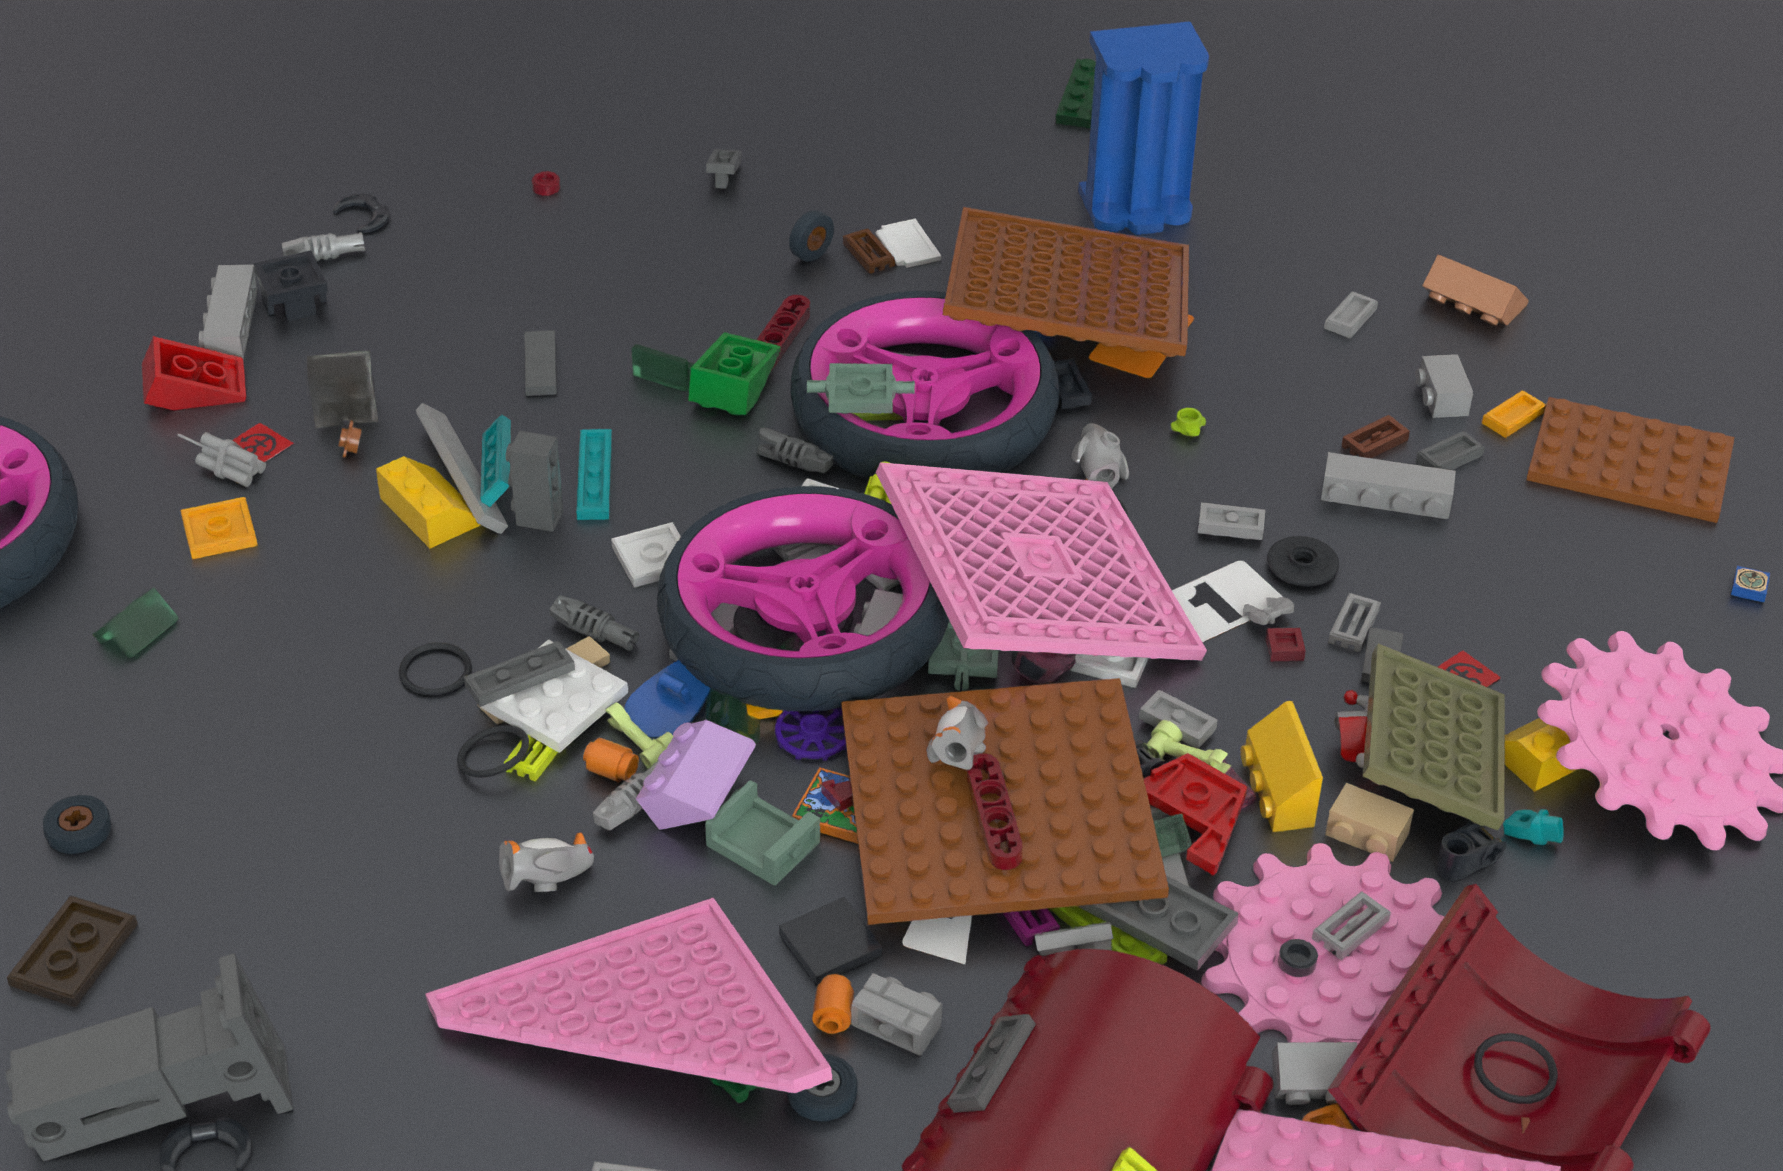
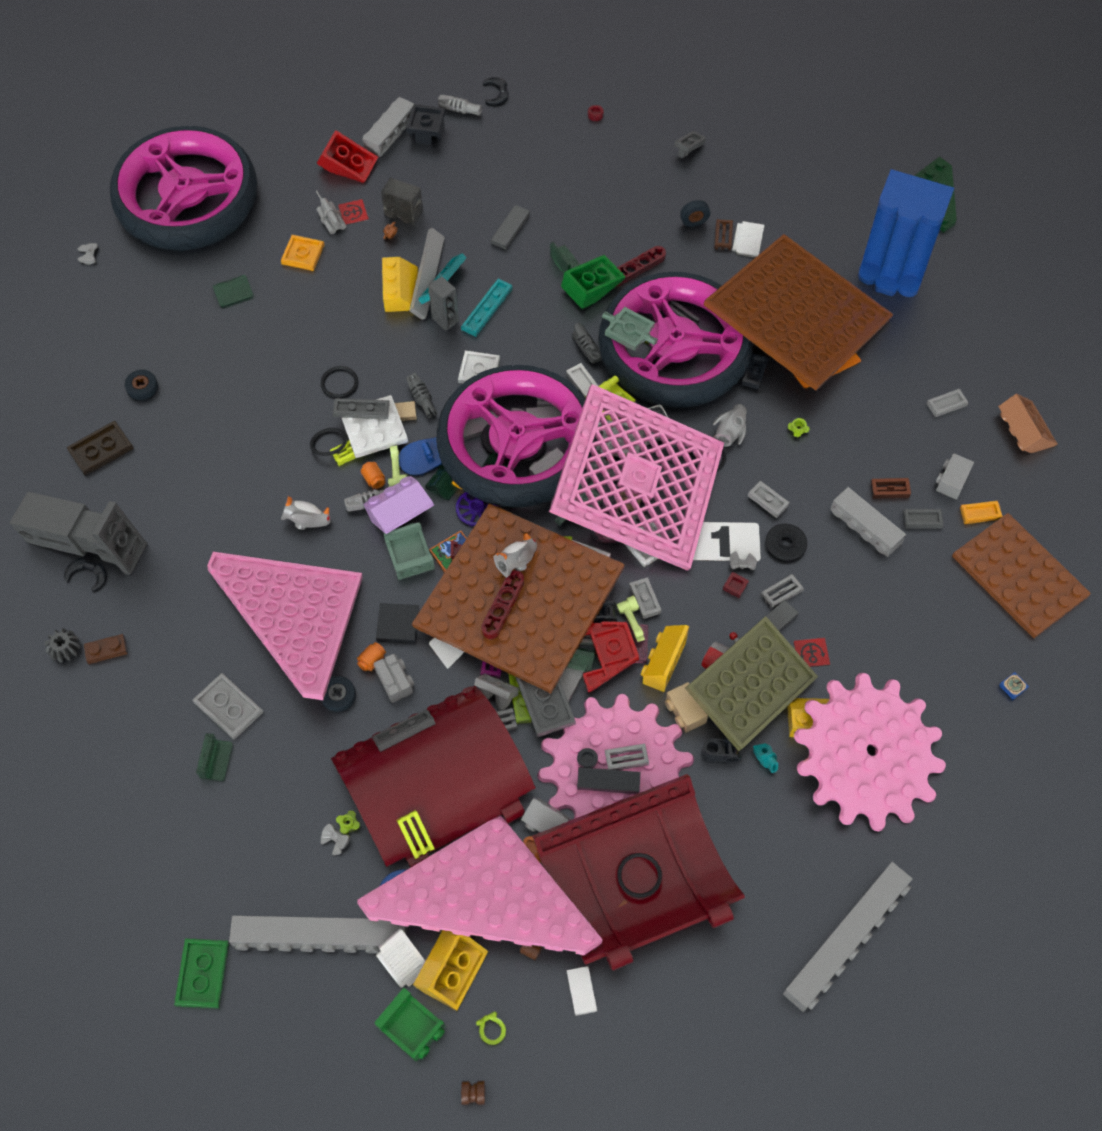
camera: 35 degrees right, 20 degrees up
(1355, 968) = (608, 780): none -> black tile

